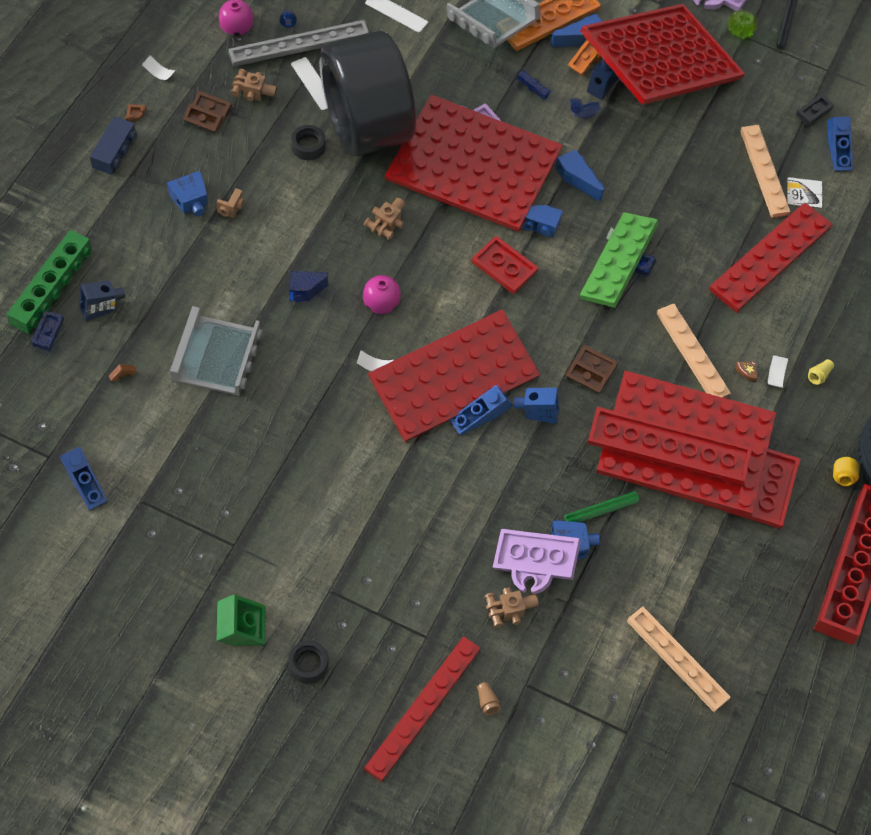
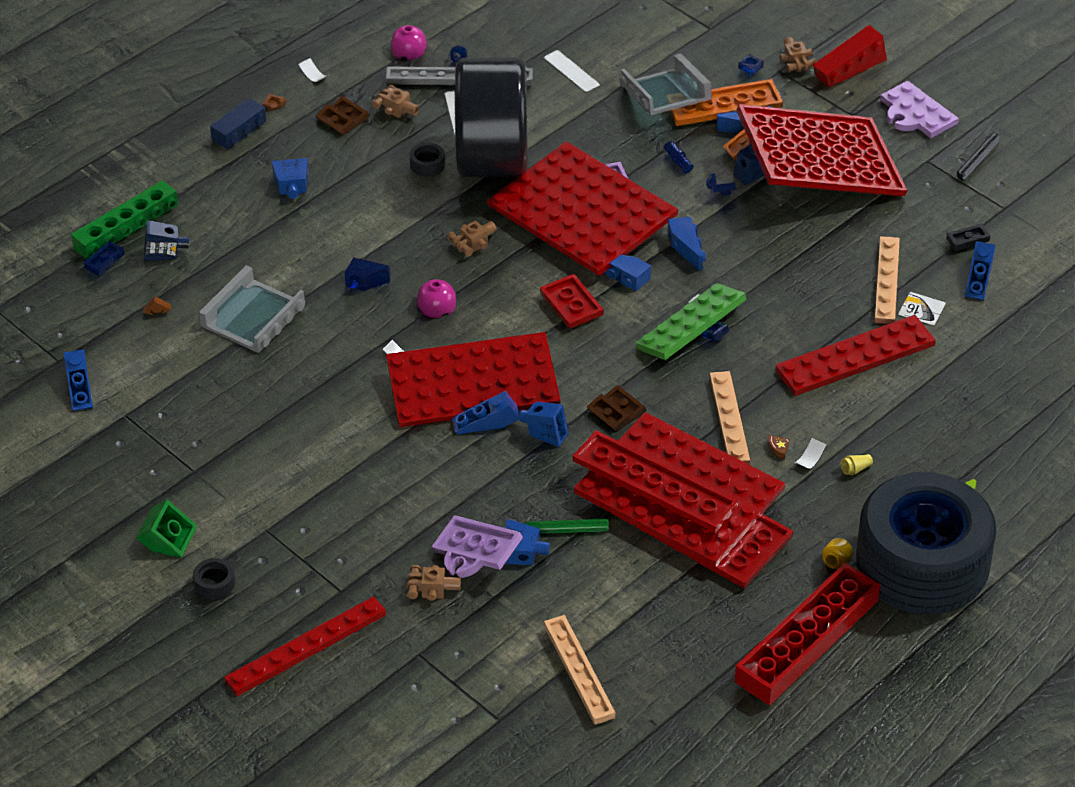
camera: 25 degrees right, 15 degrees down
(232, 206) = (327, 195): medium nougat bracket -> none
(488, 700) = (371, 655): medium nougat cone -> none
(743, 23) = (927, 147): clear neon green gear -> none

